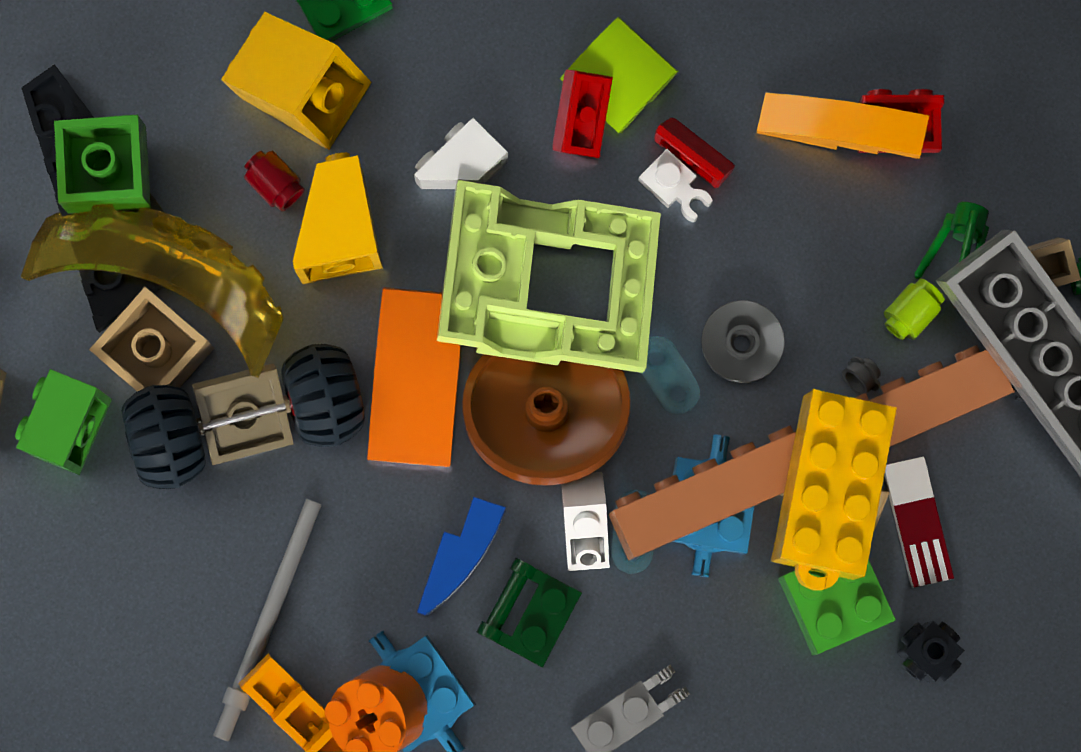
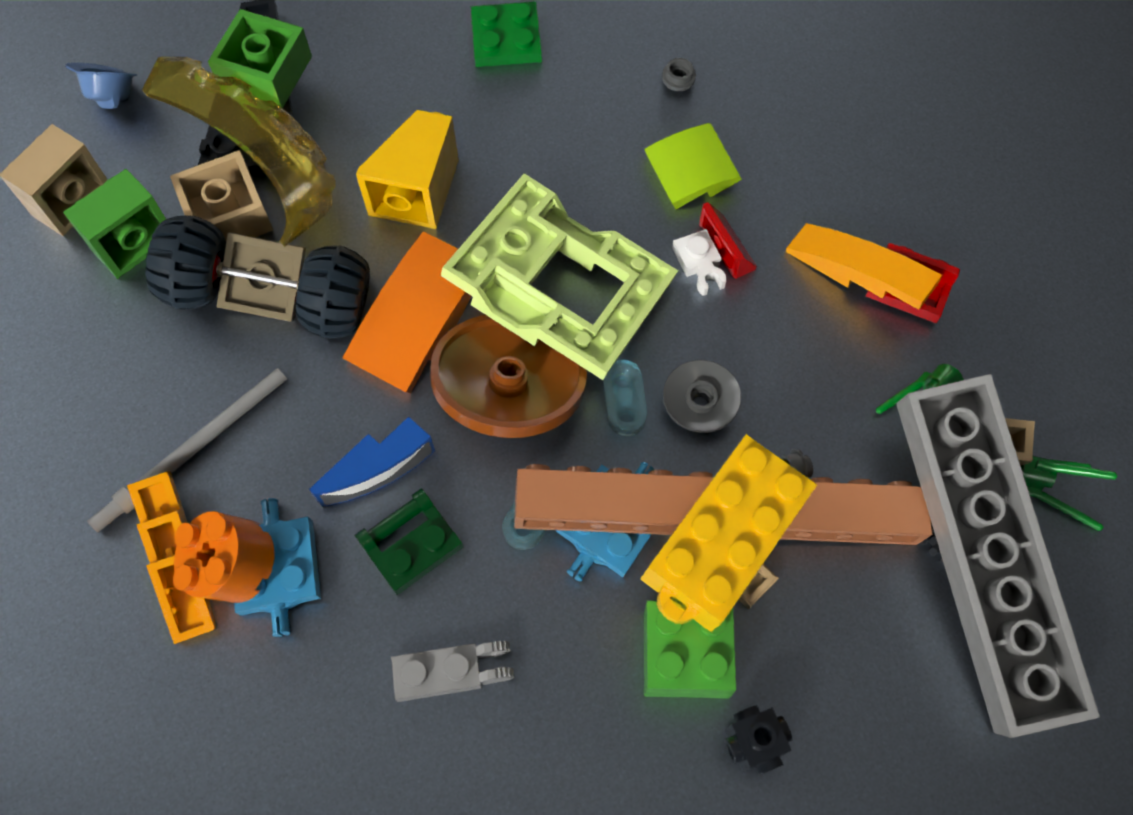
camera: 25 degrees right, 15 degrees down
(273, 180) = (381, 123): dark red brick -> none
(297, 79) = (443, 70): yellow slope -> none
(467, 156) = (544, 163): white slope -> none
(582, 113) = (650, 177): red slope -> none
(585, 523) = (493, 483): white slope -> none
(913, 310) = (864, 433): lime brick -> none
(918, 522) = (794, 619): tile -> none

